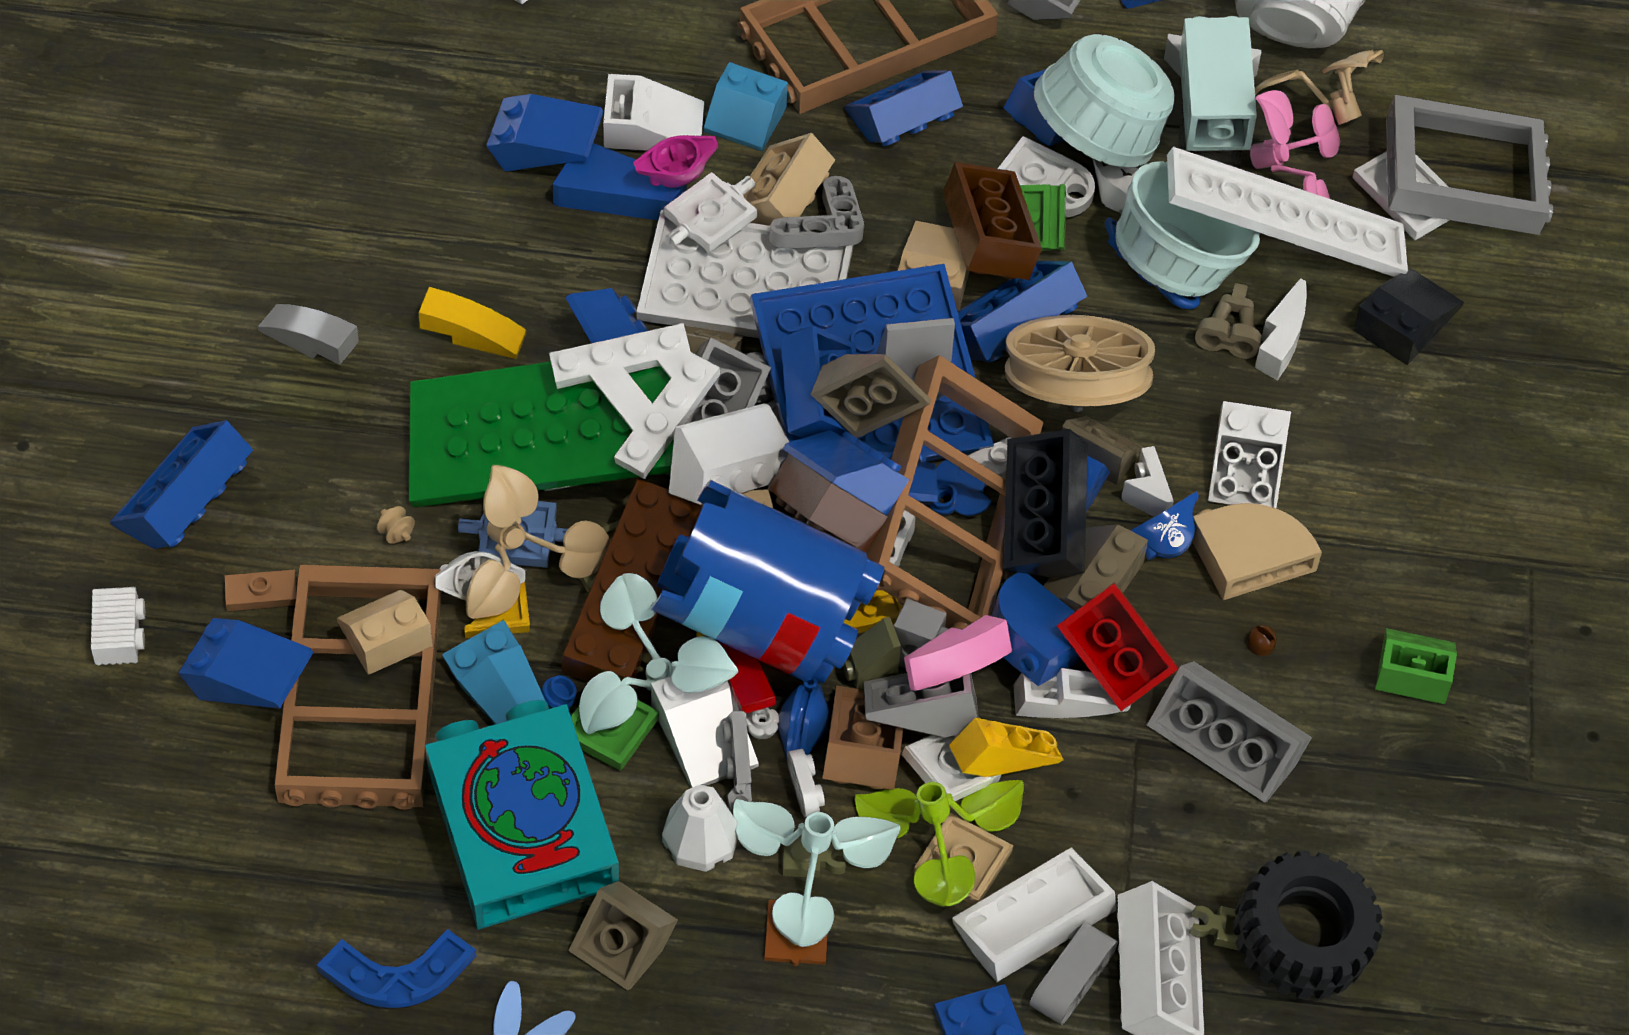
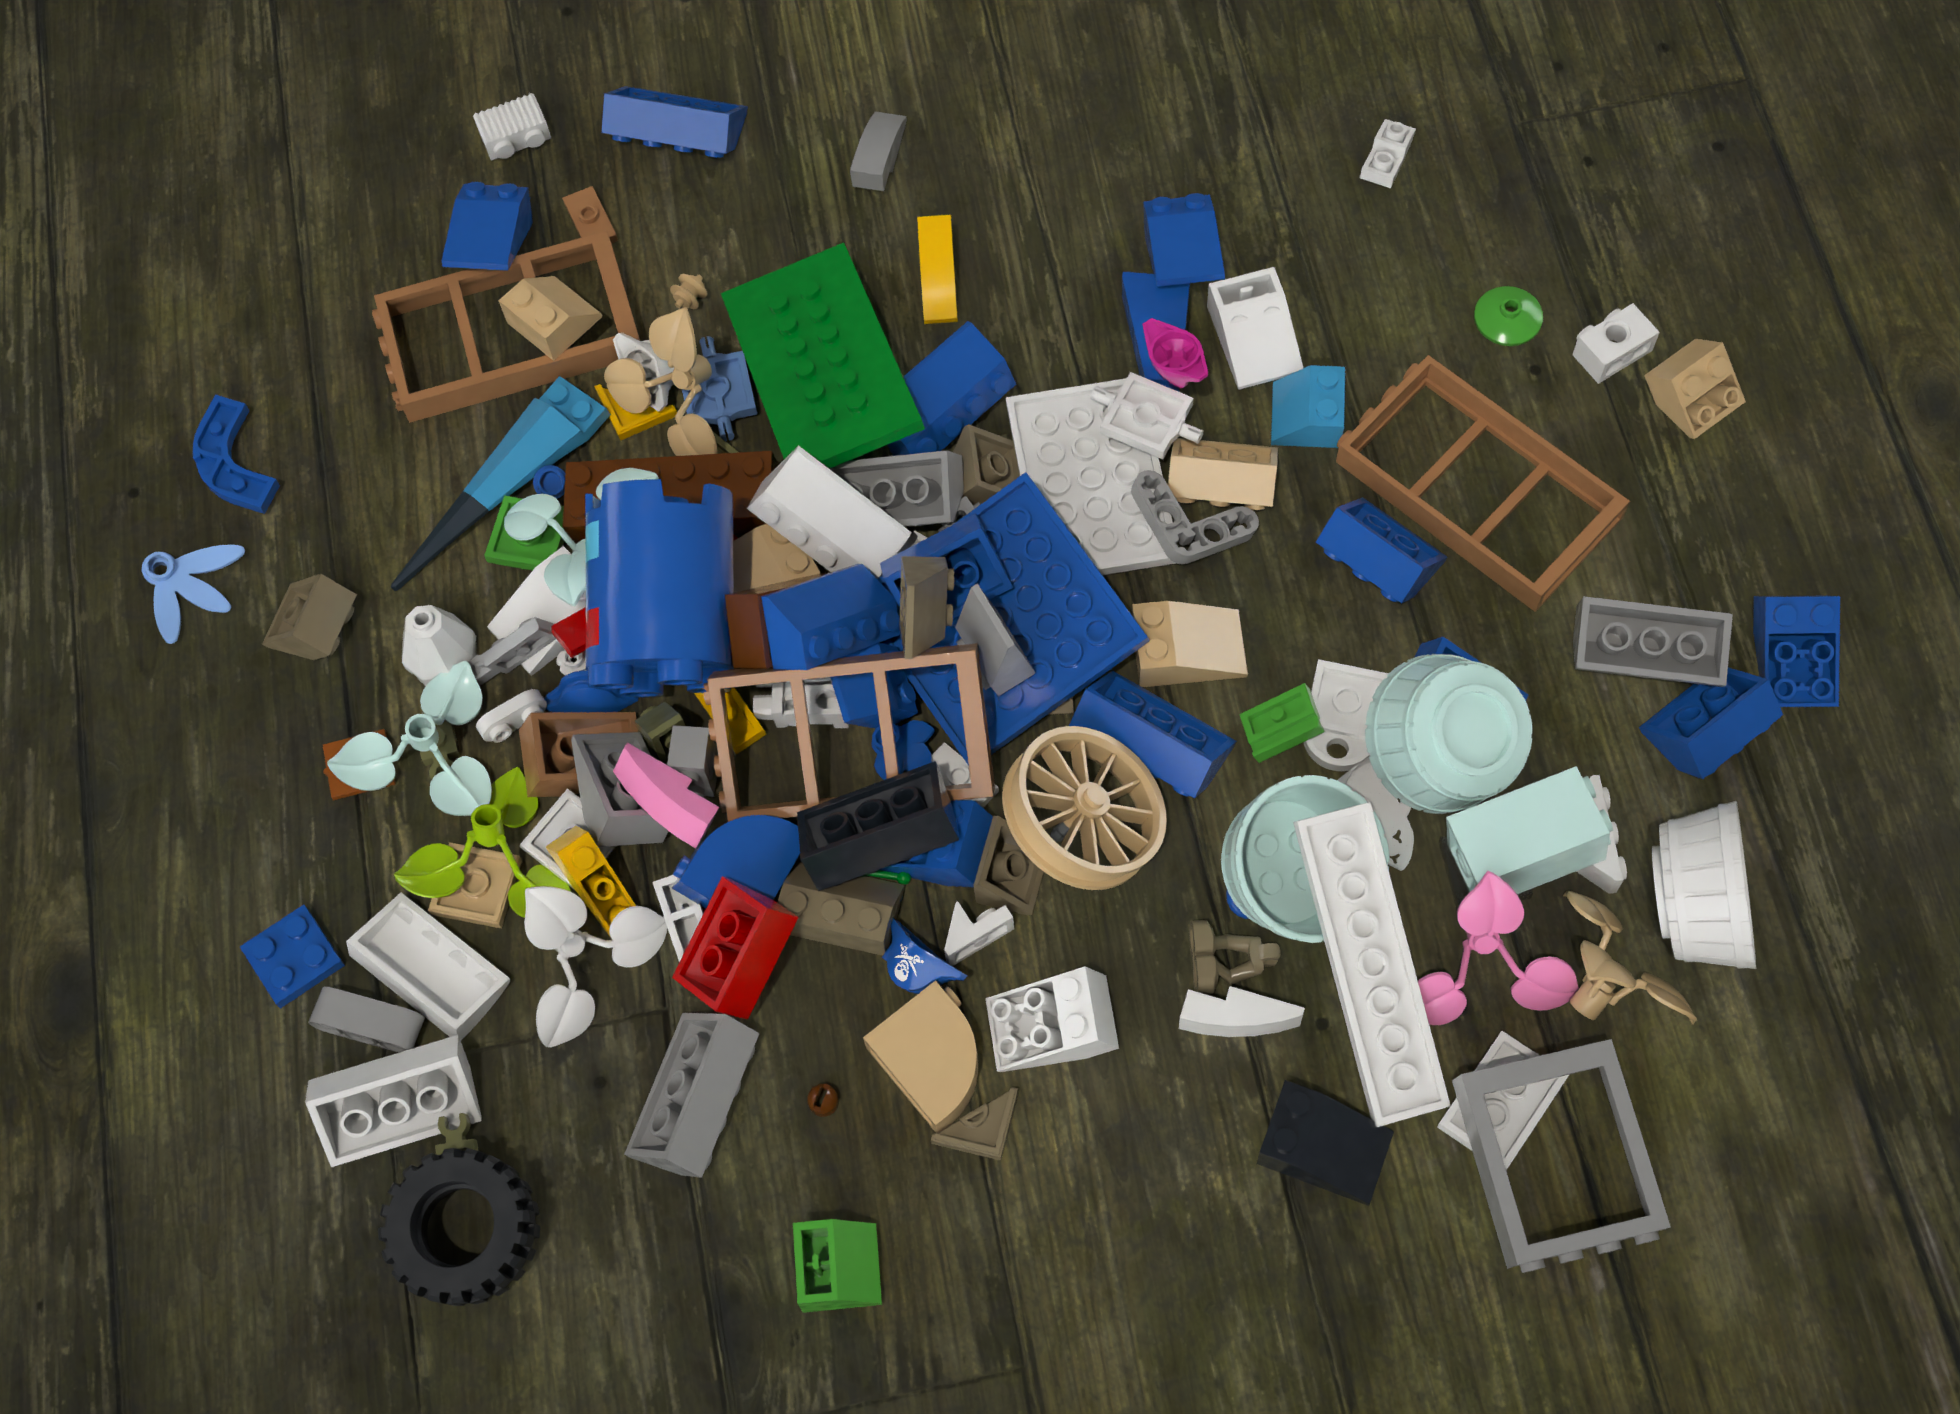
camera: 80 degrees right, 10 degrees up
(521, 813) = (386, 486): teal brick -> none
(608, 367) = (827, 430): white plate -> none
(991, 221) = (1238, 669): reddish brown brick -> none
(1056, 784) = (554, 923): none -> white plant
(1326, 529) = (983, 1129): none -> dark tan tile

